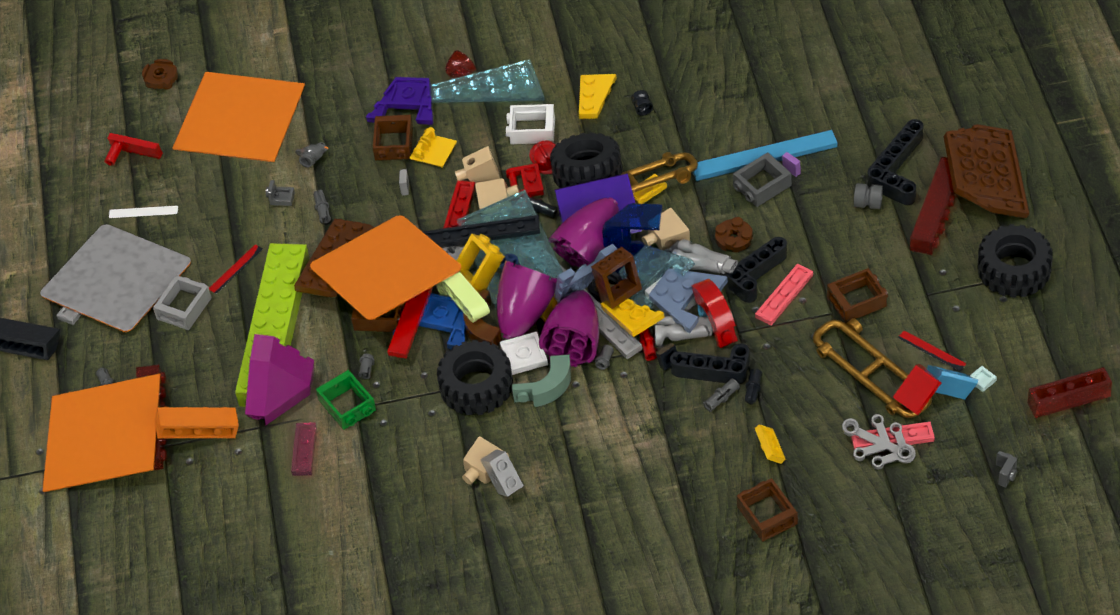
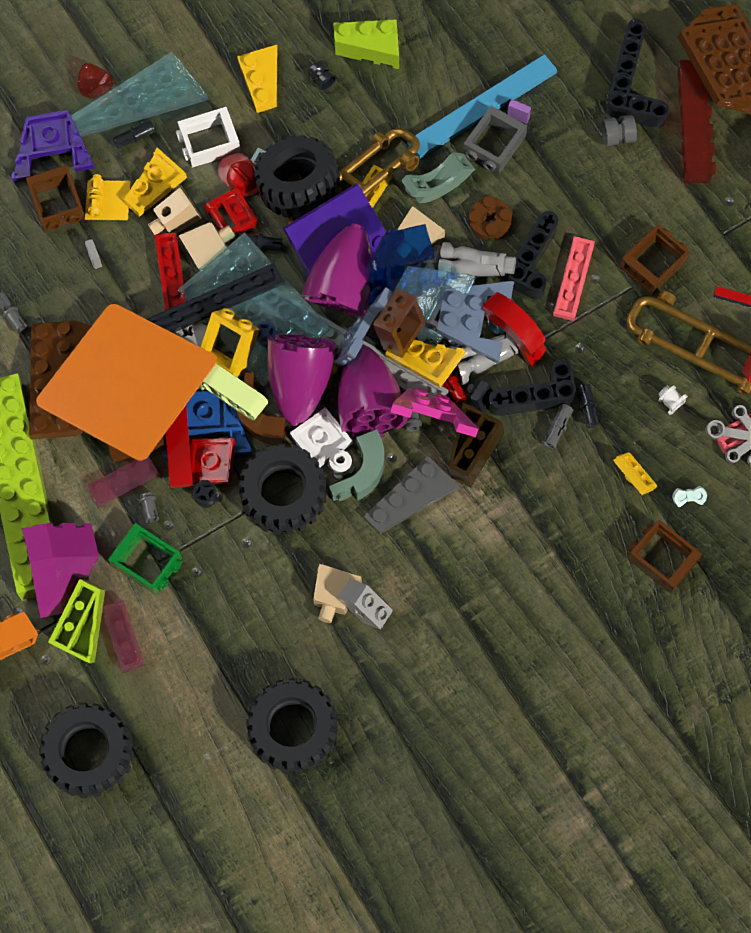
camera: 25 degrees left, 20 degrees up
(238, 536) = (65, 728): none -> black tyre
(274, 425) = (80, 622): none -> lime wedge
(354, 343) = (122, 481): none -> clear pink plate
(410, 364) = (204, 488): none -> black wheel
(410, 564) = (286, 695): none -> black tyre
(429, 346) = (212, 460): none -> red tile
(475, 142) = (156, 181): none -> yellow wing
(478, 109) = (134, 135): none -> black axle
(530, 373) = (340, 469): none -> white brick
(582, 411) = (415, 492): none -> dark grey wing
(613, 341) = (437, 406): none -> dark pink wing
(643, 387) = (470, 452): none -> dark brown wedge
(690, 86) = (368, 41): none -> lime wedge
(701, 198) = (440, 180): none -> sand green arch
(802, 471) = (681, 496): none -> light aqua piece
(826, 399) = (671, 398): none -> white brick

